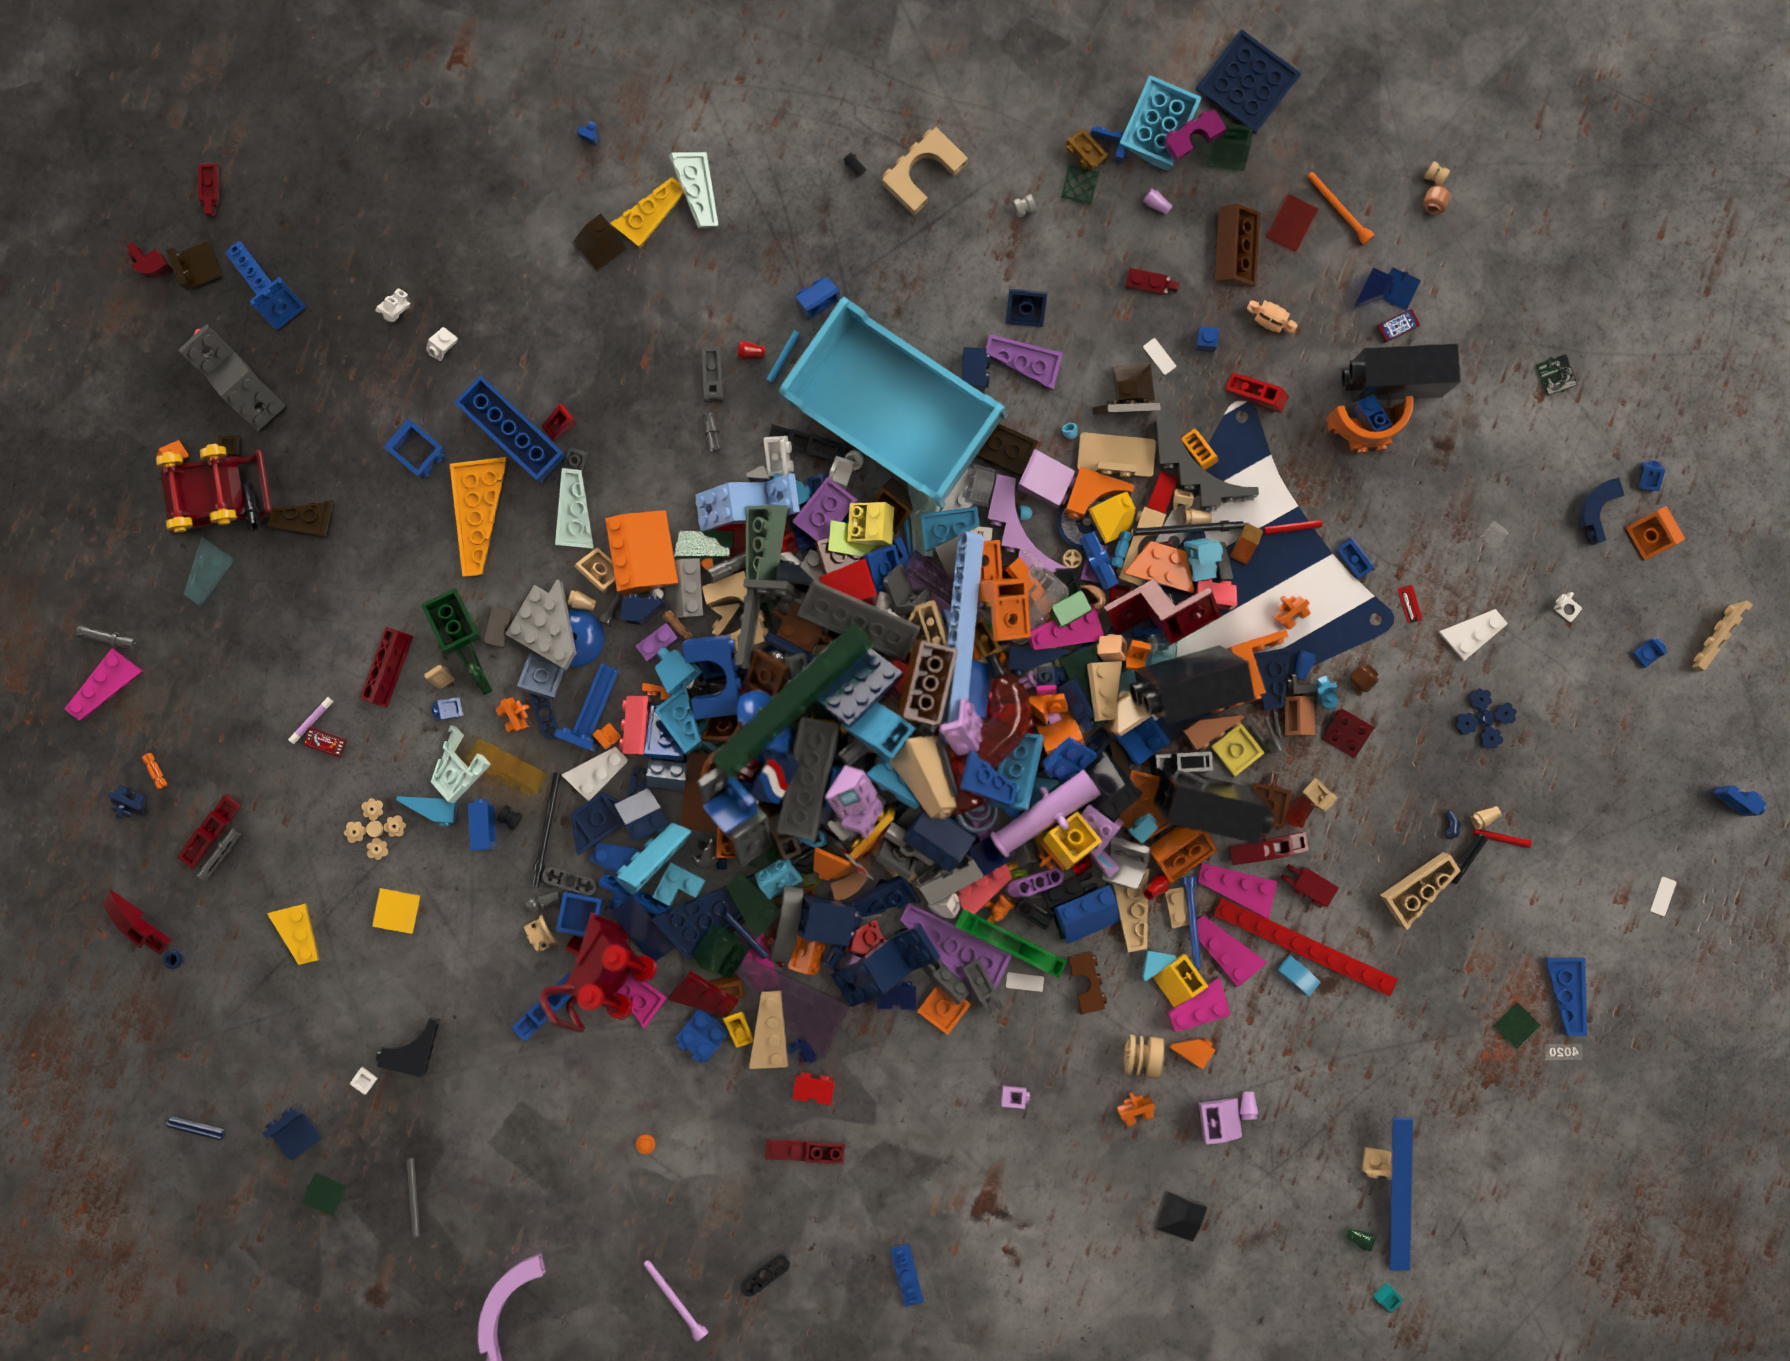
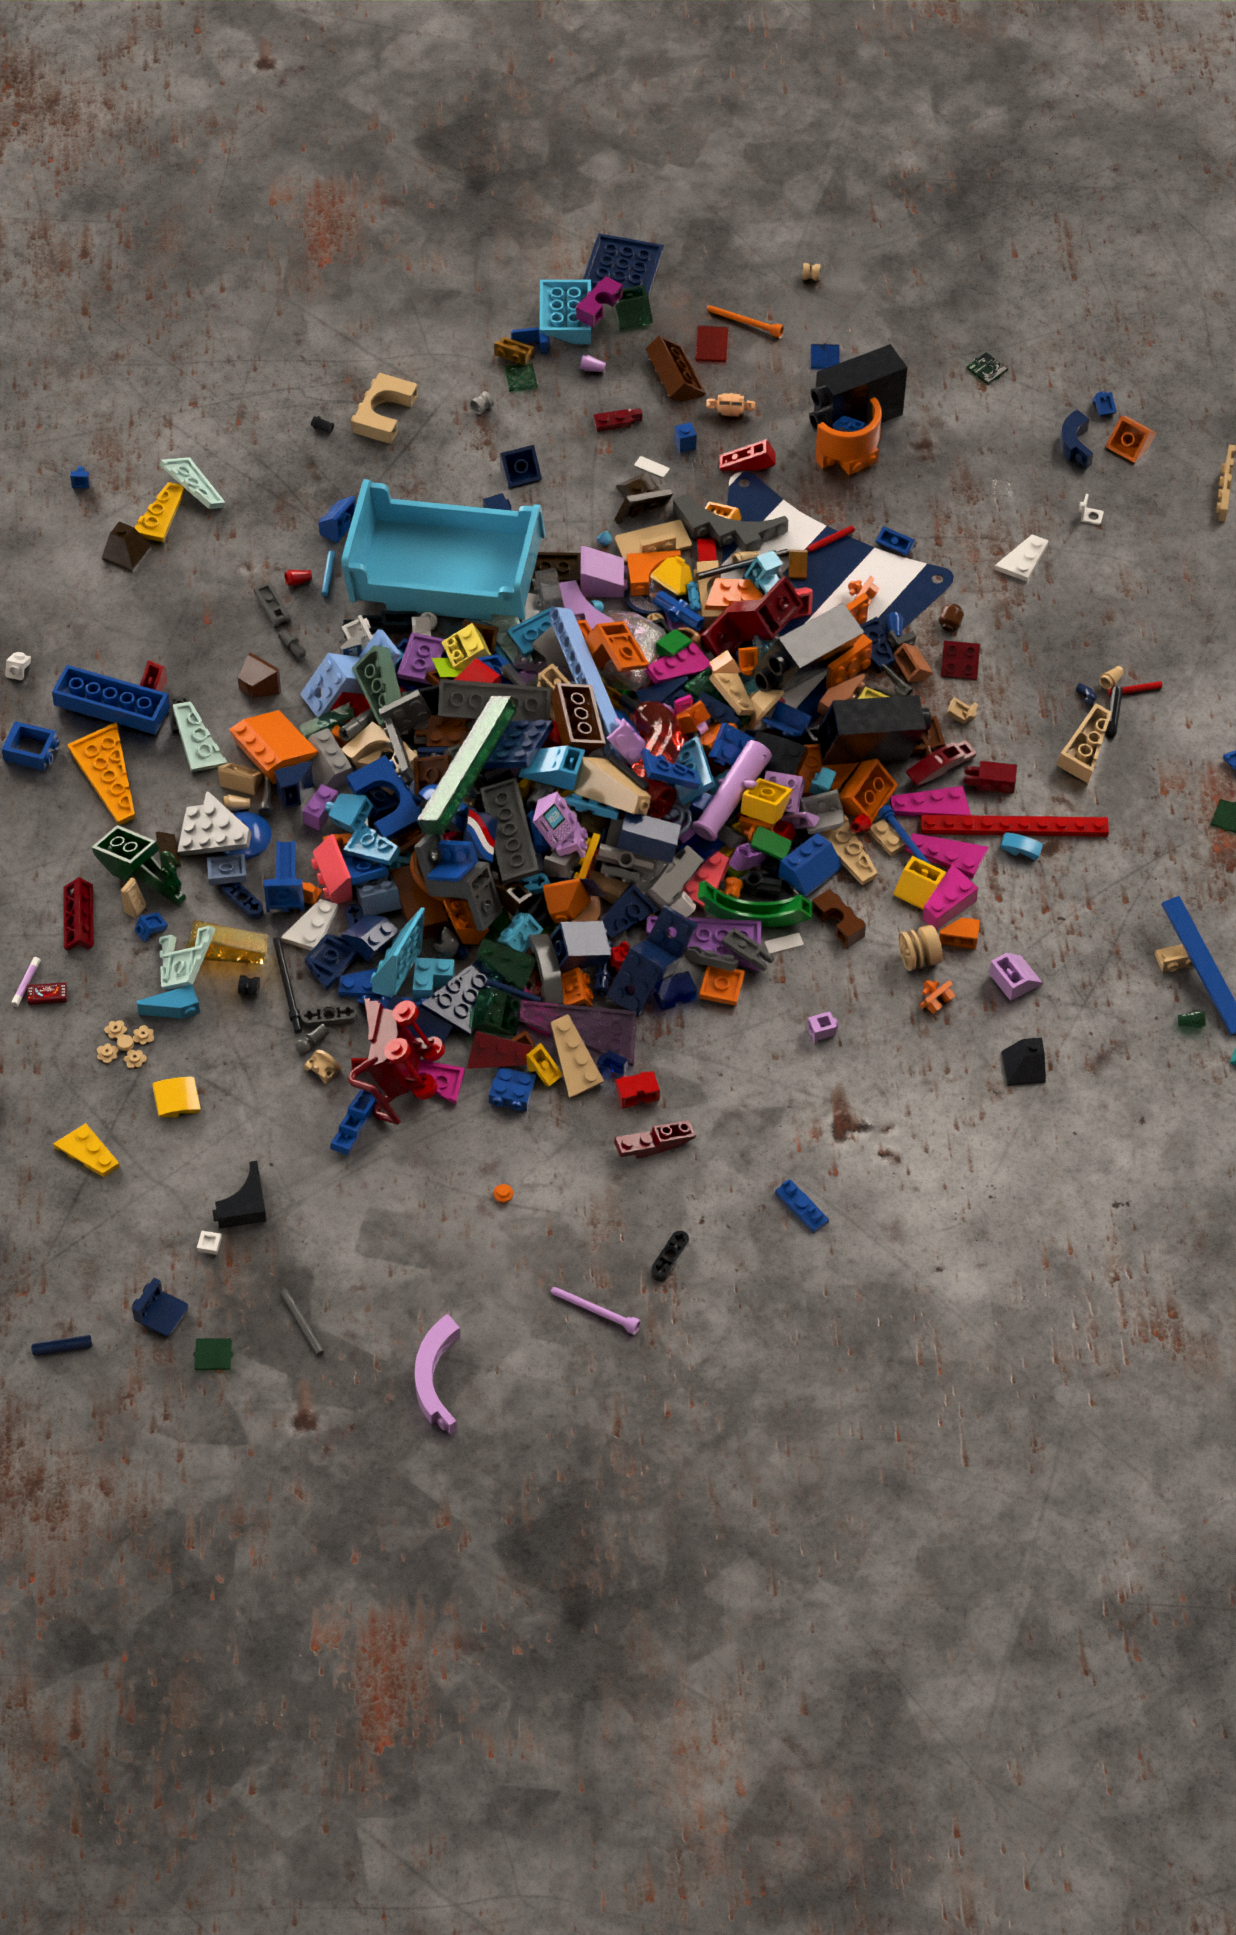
camera: 25 degrees left, 30 degrees down
(481, 825) = (227, 995): blue window -> none
(515, 712) = (220, 912): orange hips -> none
(576, 912) = (350, 1031): blue piece -> none
(657, 465) = (259, 677): none -> reddish brown slope
(676, 625) = (322, 779): medium nougat axle -> none
(1030, 360) = (553, 501): medium lavender wing -> none
(1056, 883) = (770, 843): none -> green slope
(1155, 962) = (888, 880): medium azure slope -> none
(1182, 497) = (729, 547): tan tile -> none
(1248, 1106) = (1035, 958): lavender cone -> none
(1299, 811) = (952, 728): clear red bracket -> none
(1326, 693) = (924, 634): dark azure hips -> none
(1375, 287) = (805, 358): clear blue slope -> none
(1410, 604) = (959, 558): sticker -> none
(1436, 200) = (821, 287): nougat head -> none
(1486, 718) = (1070, 612): dark blue plant -> none
(1650, 651) = (1177, 518): blue bracket -> none

